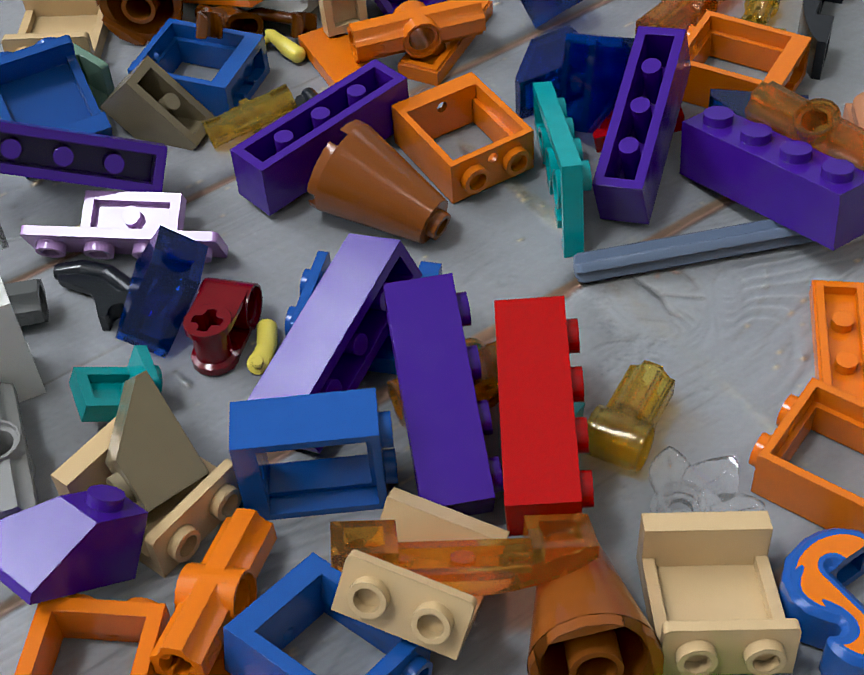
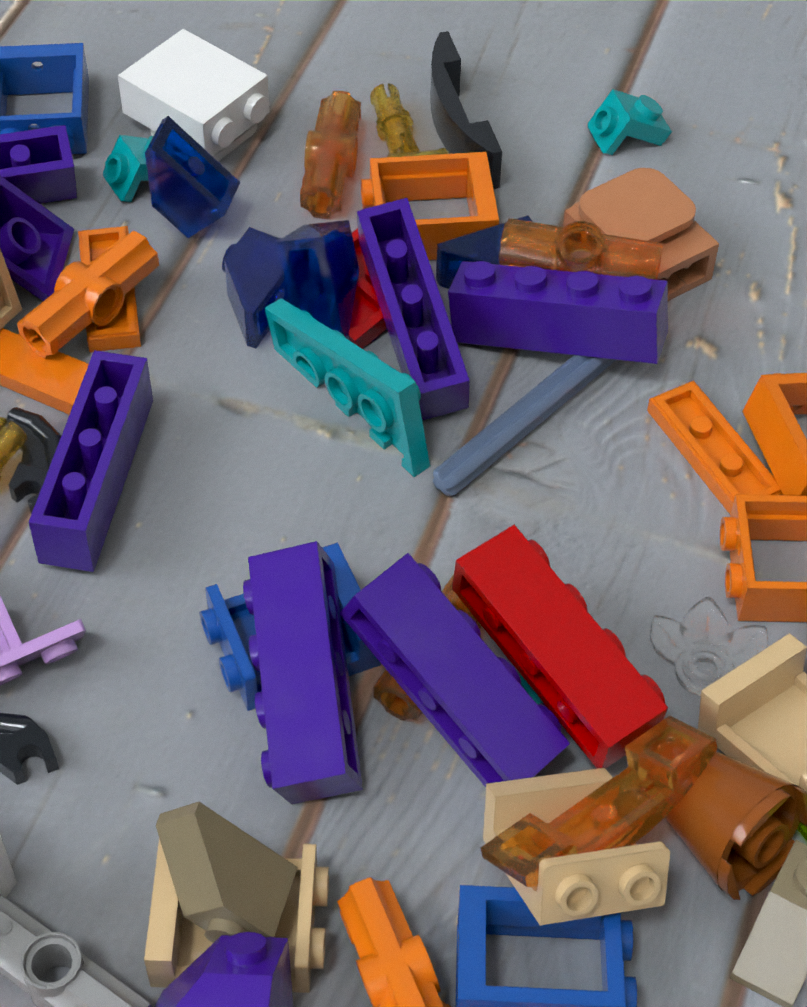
camera: 40 degrees left, 5 degrees up
(99, 389) = (112, 836): teal bracket -> none
(161, 290) = (69, 709): clear blue slope -> none
(222, 323) = (154, 712): dark red piece -> none
(265, 346) = (209, 708): light yellow piece -> none
(316, 484) = (381, 794): blue window -> none
(376, 187) = (203, 491): dark orange cone -> none
(464, 101) = (241, 359): orange window -> none
(627, 424) = (603, 584): clear yellow piece -> none

